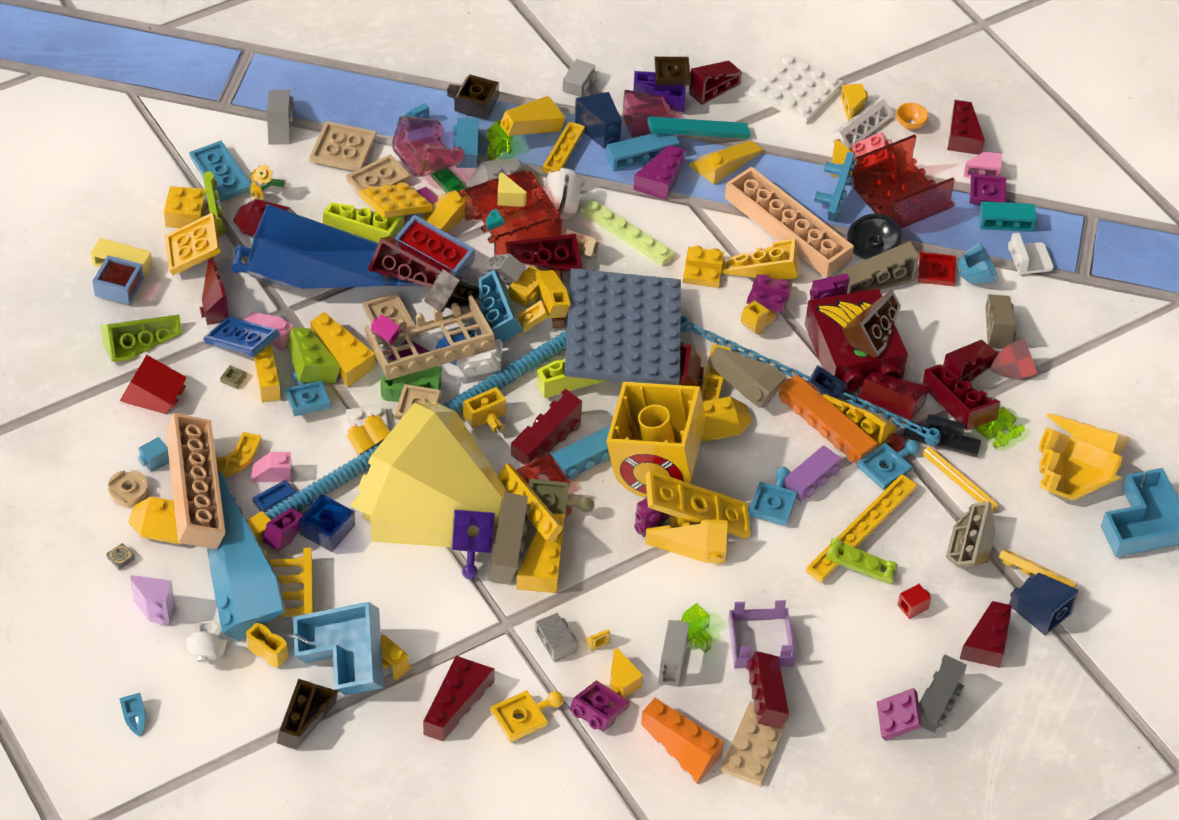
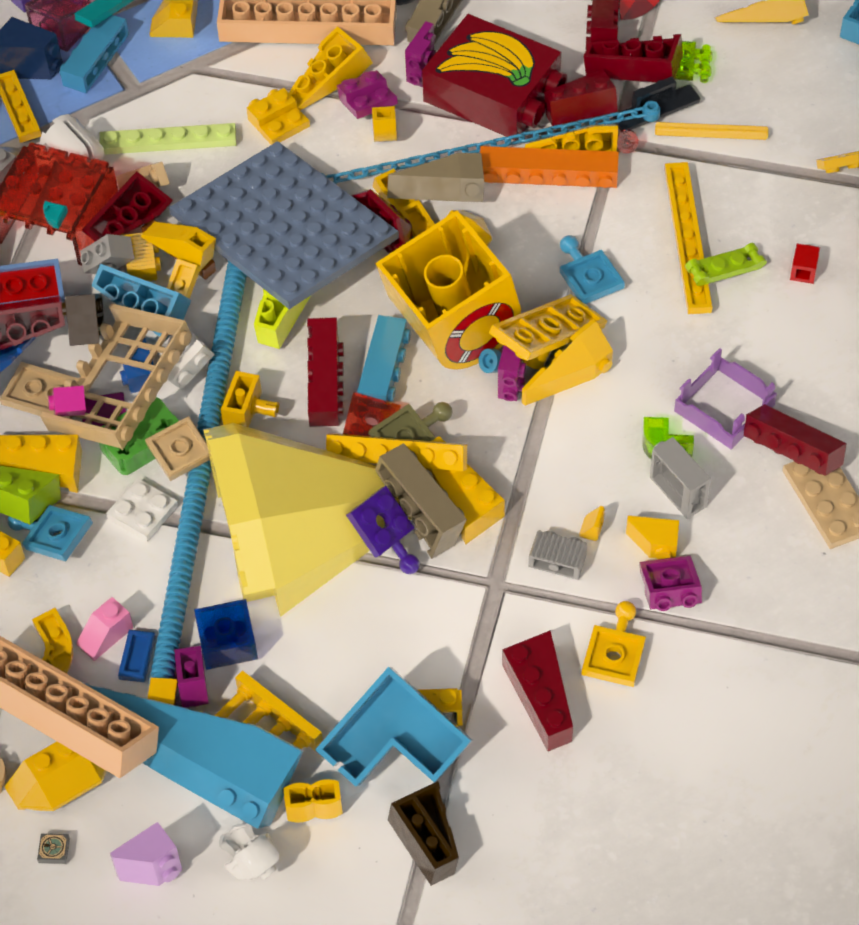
camera: 40 degrees left, 5 degrees up
(368, 434) = (163, 517): yellow brick -> none
(510, 193) = (42, 175): light yellow slope -> none
(660, 173) = (139, 60): magenta wedge -> none
(682, 738) = (774, 547): orange wedge -> none
(813, 473) = (594, 221): medium lavender brick -> none
(826, 382) = (517, 132): dark blue slope -> none
(872, 326) = (506, 49): reddish brown wedge -> none
(887, 456) = (650, 159): dark azure plate -> none
(972, 536) = (784, 171): dark tan wedge -> none
(1074, 466) = (790, 45): yellow panel -> none

